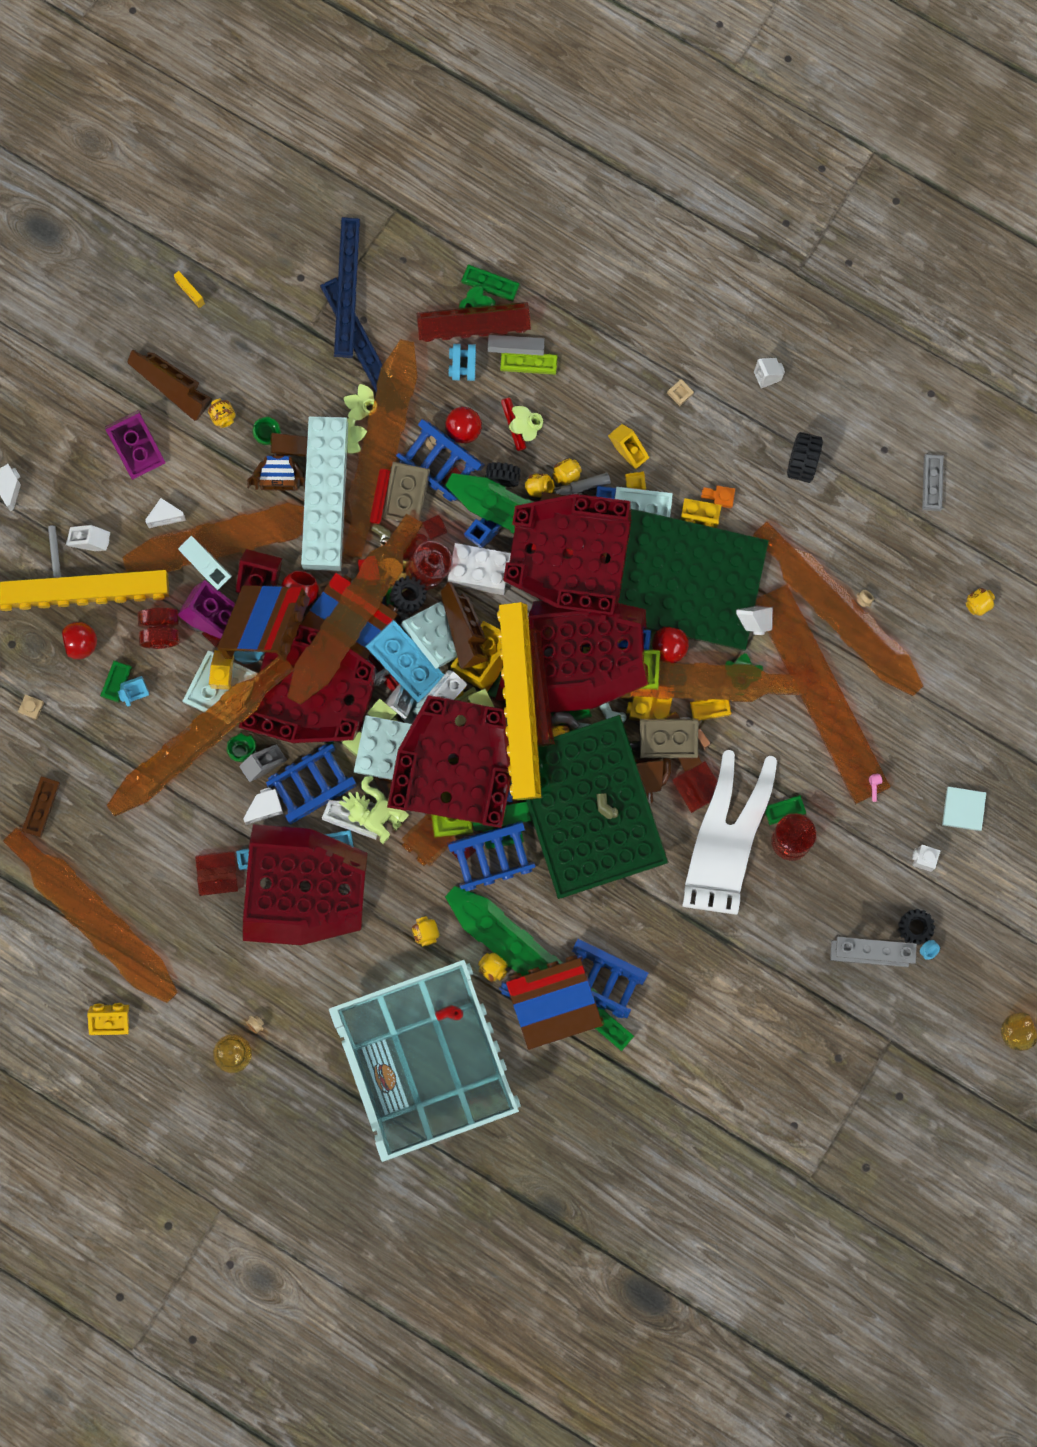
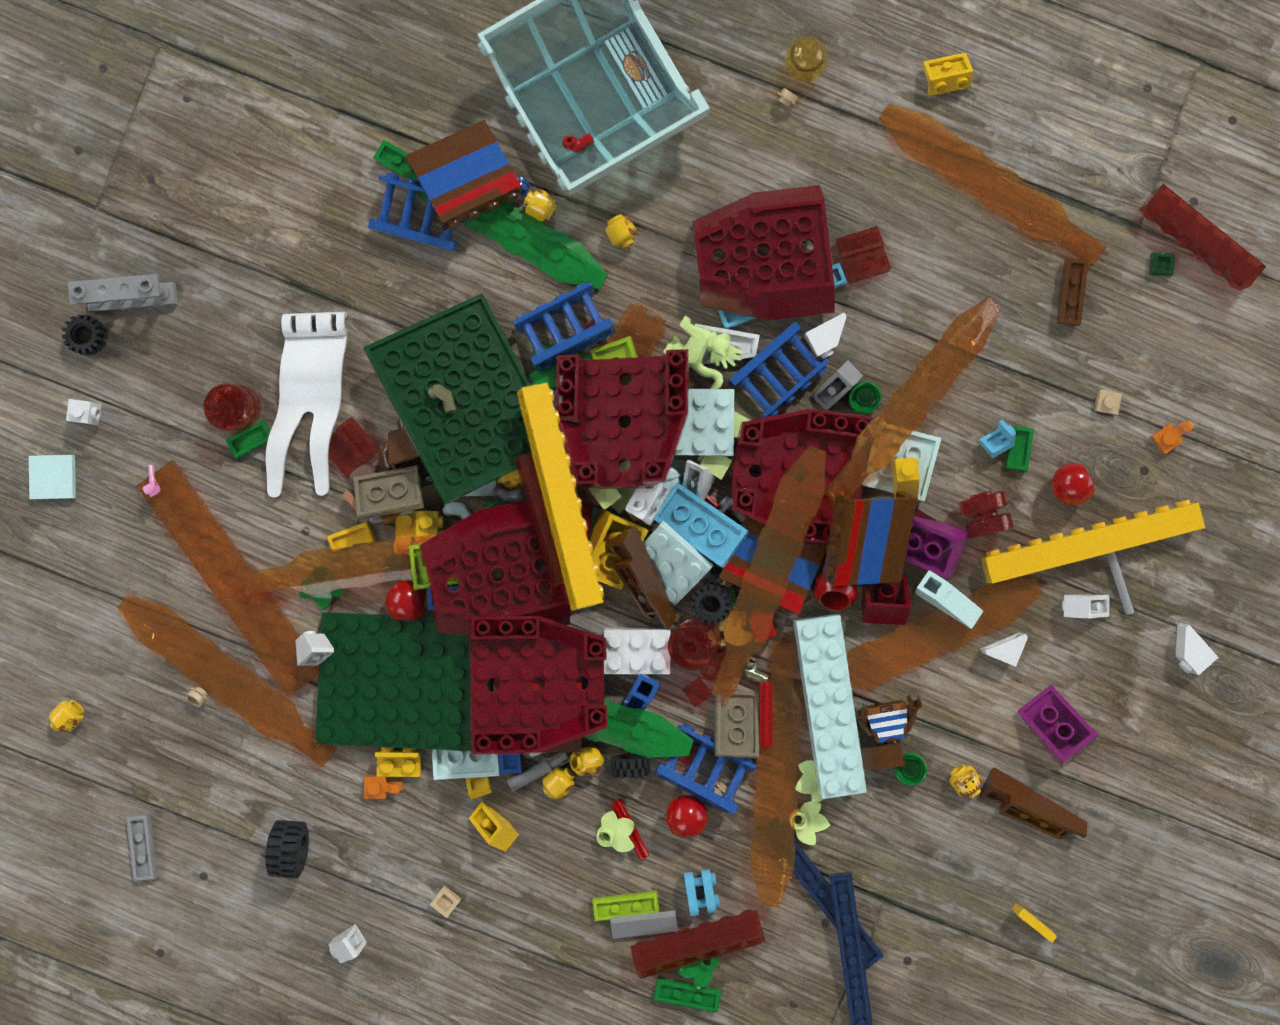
camera: 175 degrees right, 10 degrees up
(929, 949) = (65, 312): medium azure tile -> none

